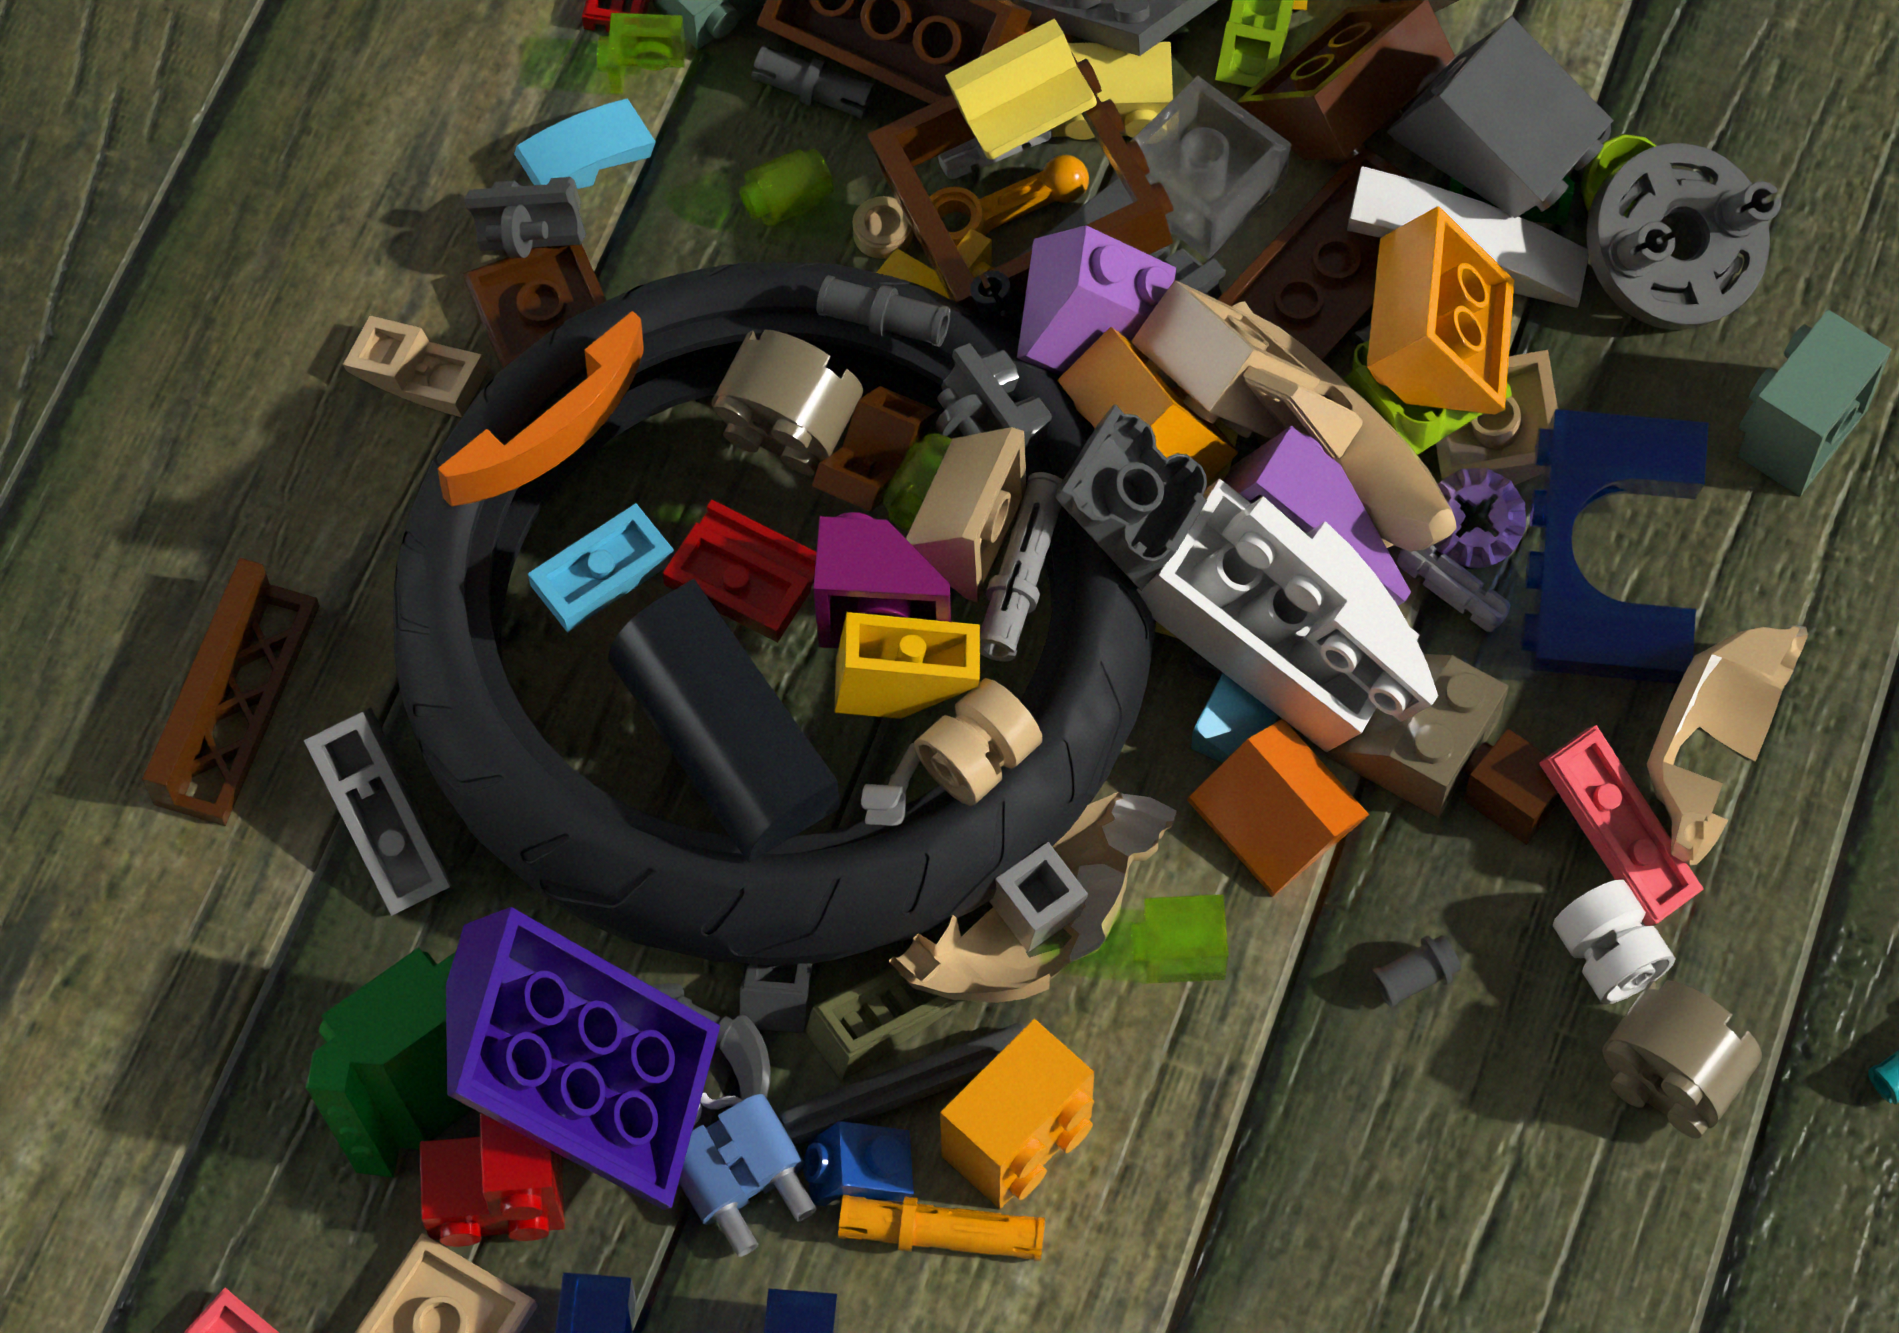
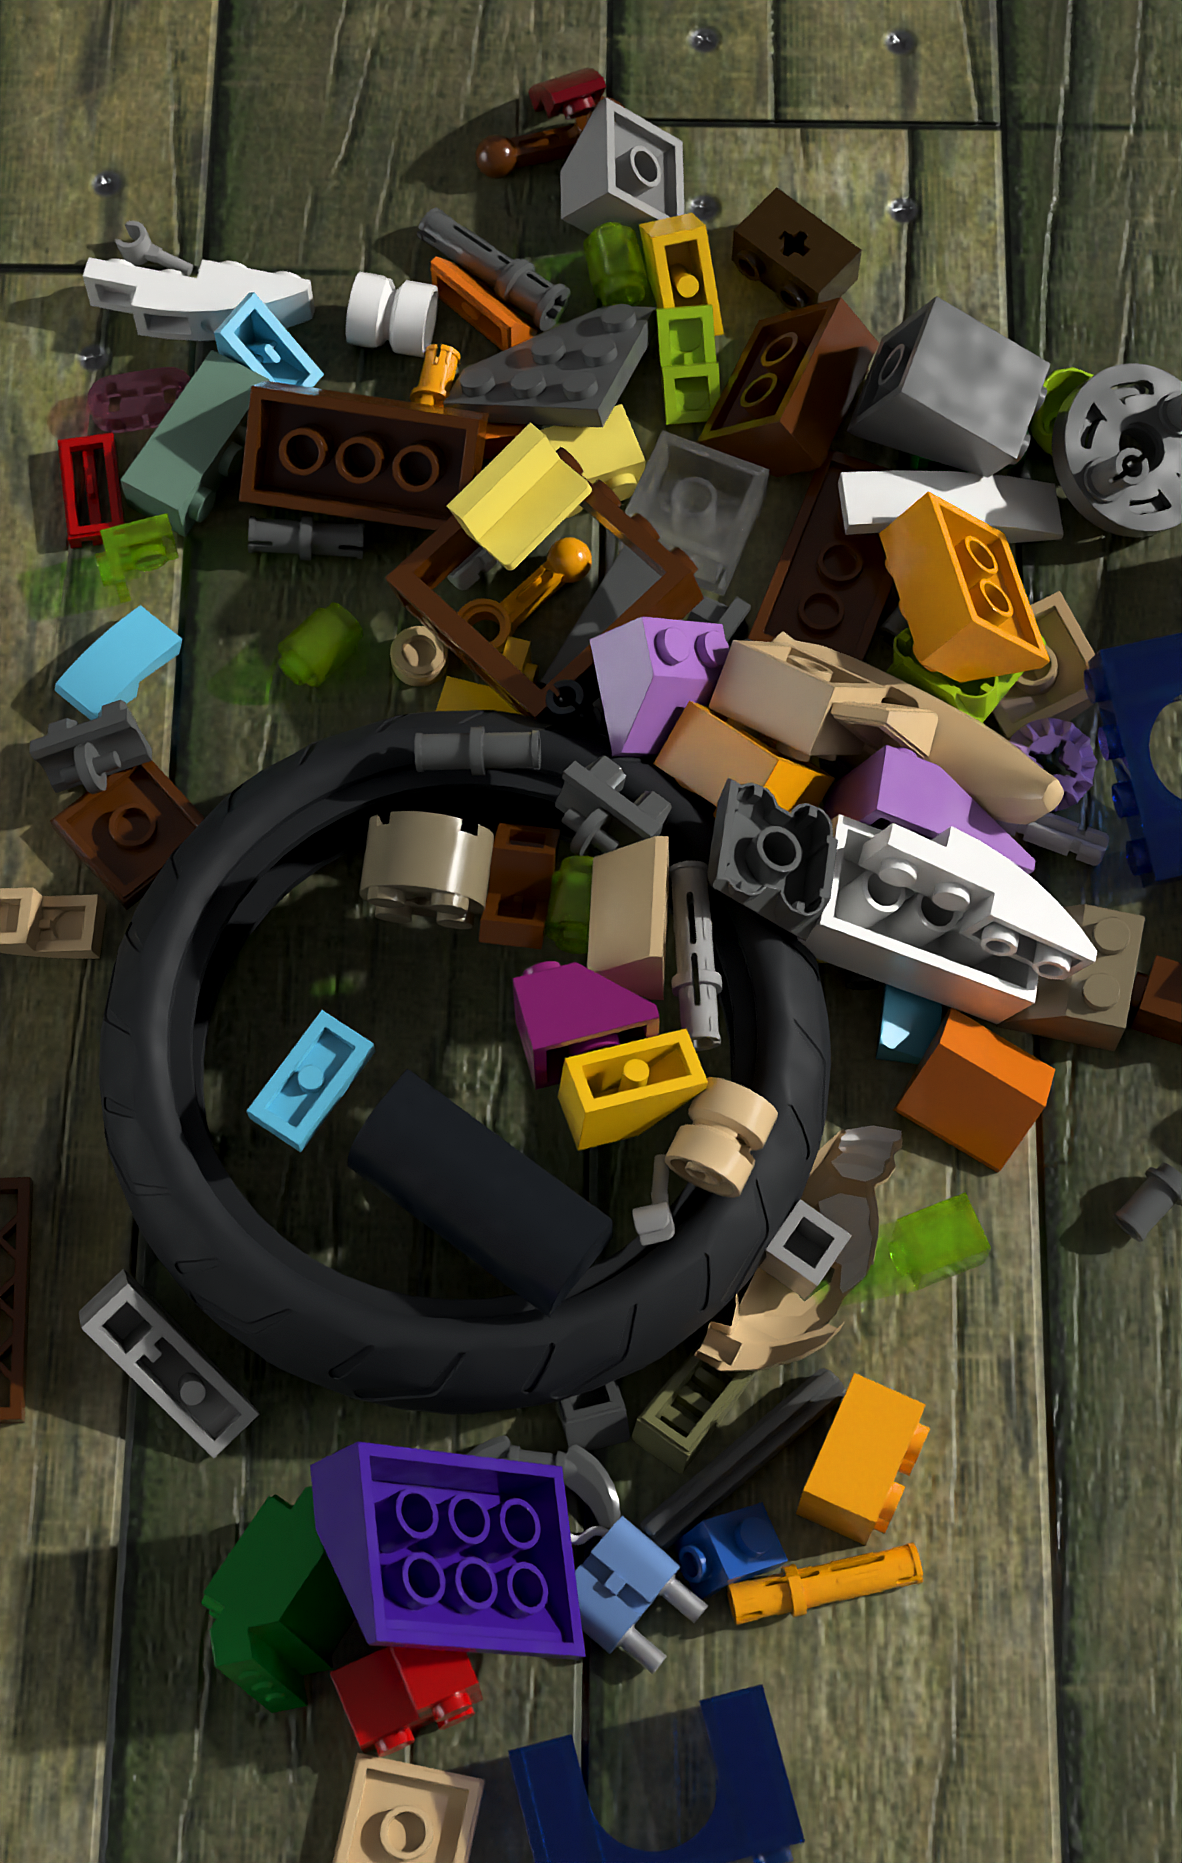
camera: 20 degrees left, 5 degrees up
(490, 468) = (175, 1017): orange slope -> none
(745, 570) = (444, 1040): red plate -> none

